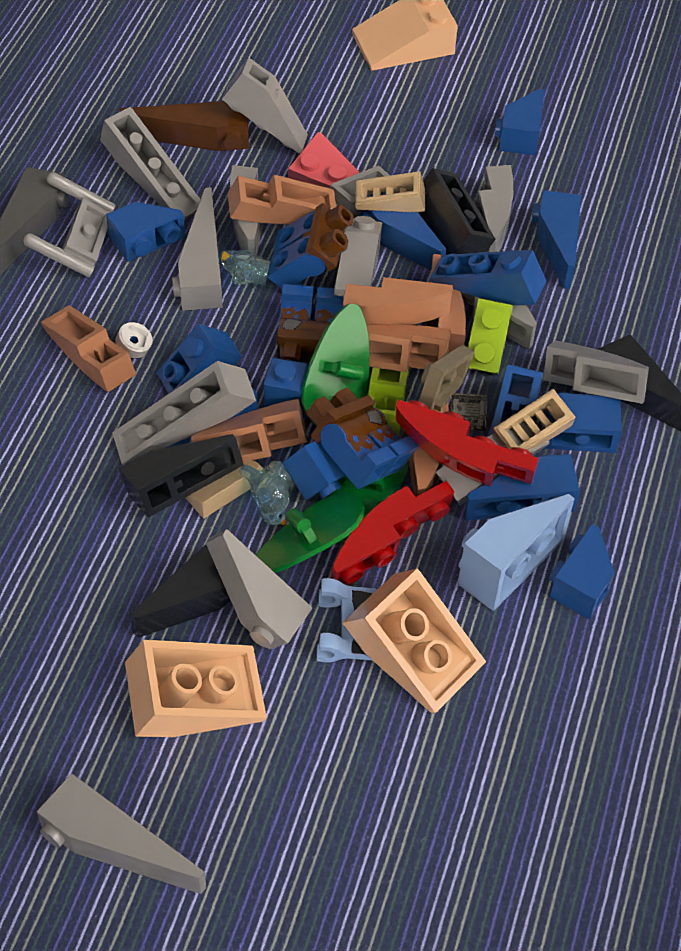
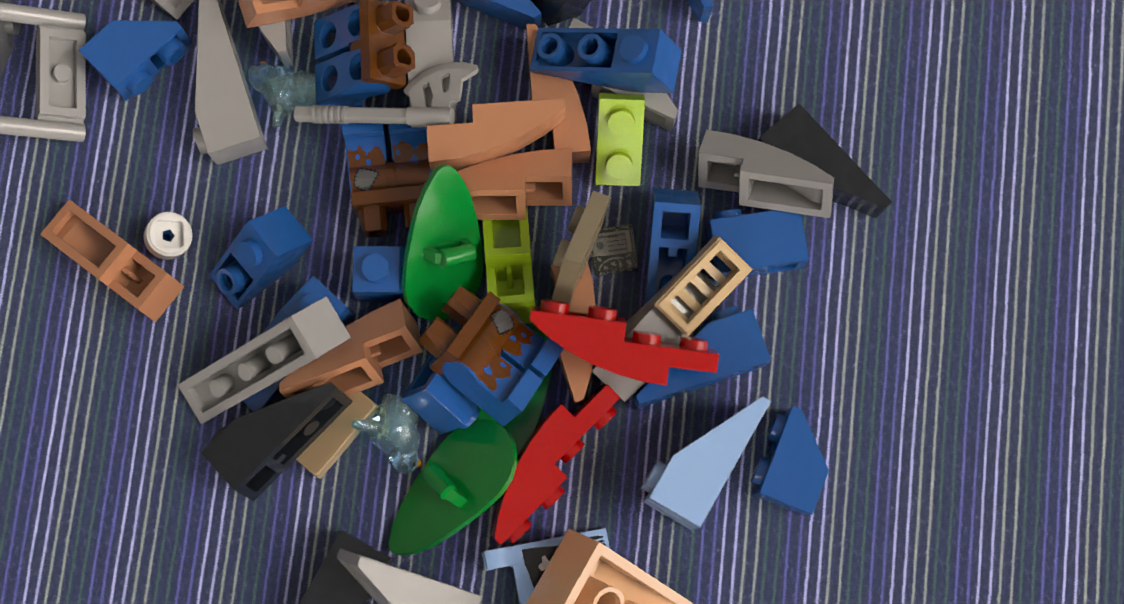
camera: 15 degrees left, 25 degrees up
(339, 281) = (416, 115): none -> light grey piece

